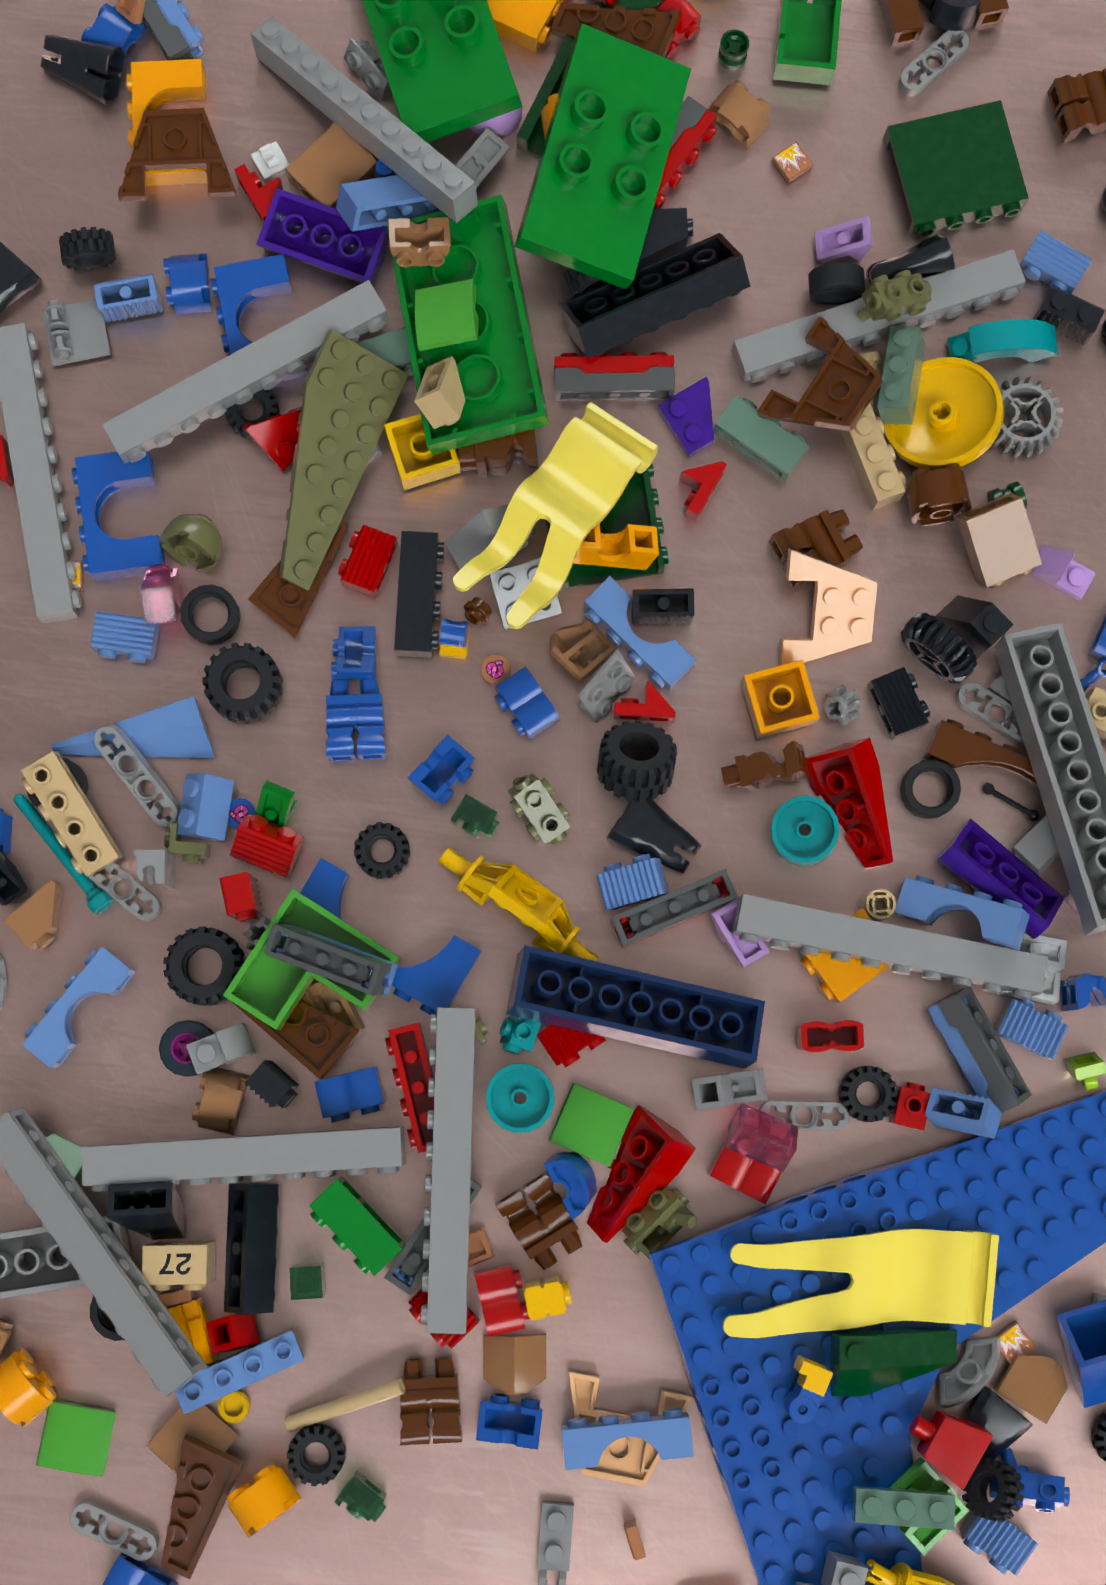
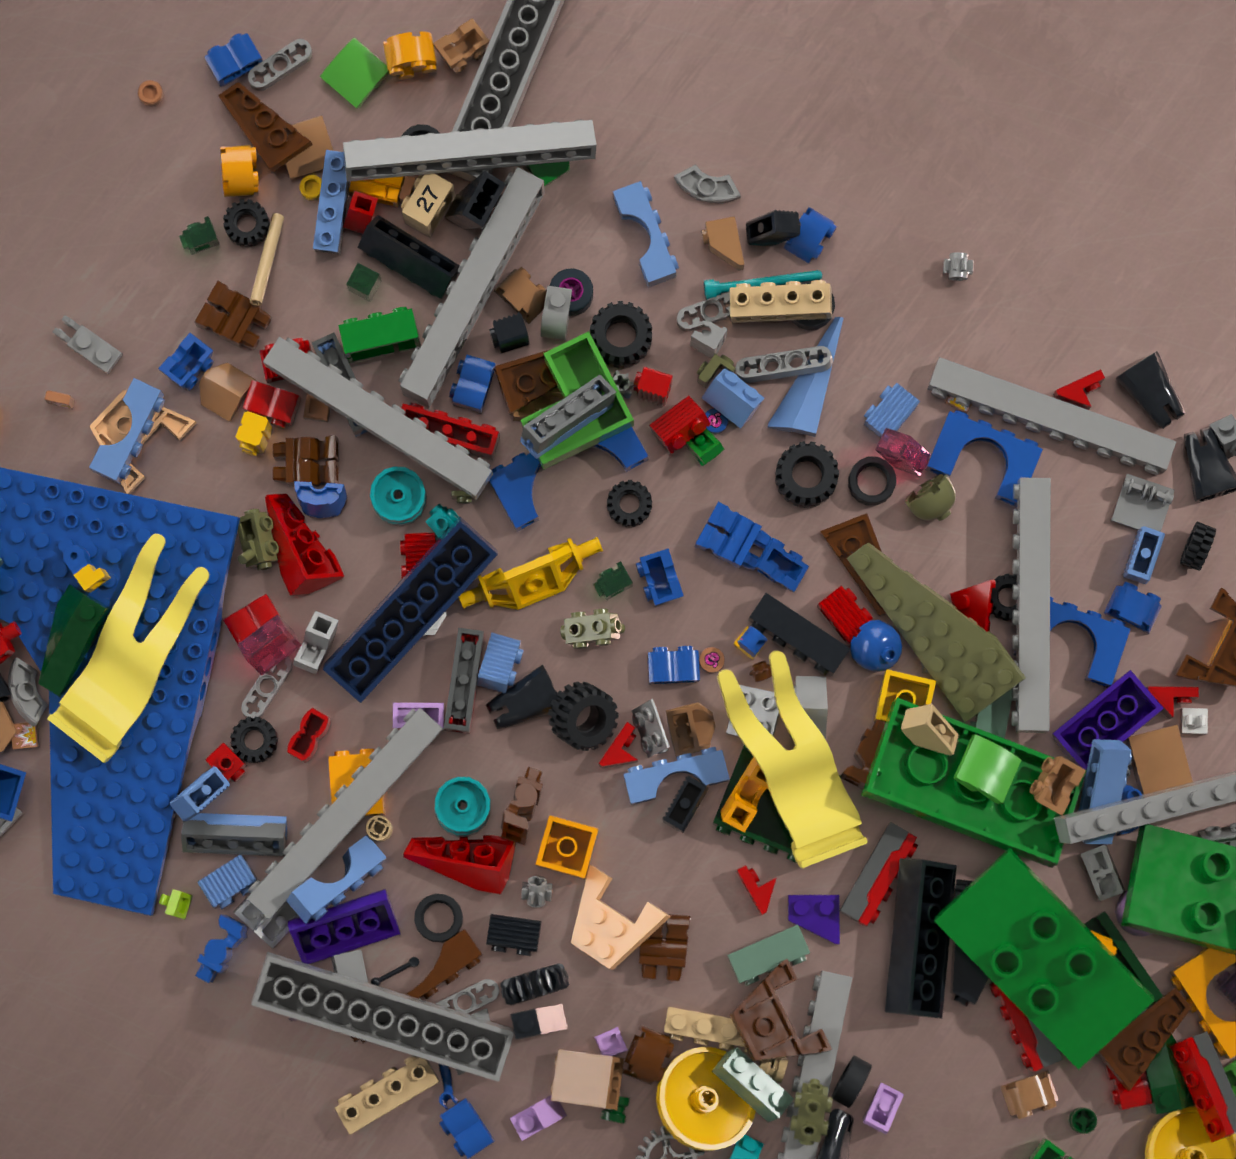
camera: 125 degrees right, 0 degrees up
(383, 506) = (876, 646): none -> blue cylinder
(591, 1124) = (351, 535): bright green slope -> none
(792, 162) = (969, 1112): nougat tile -> none
(944, 543) = (611, 1043): none -> lavender tile

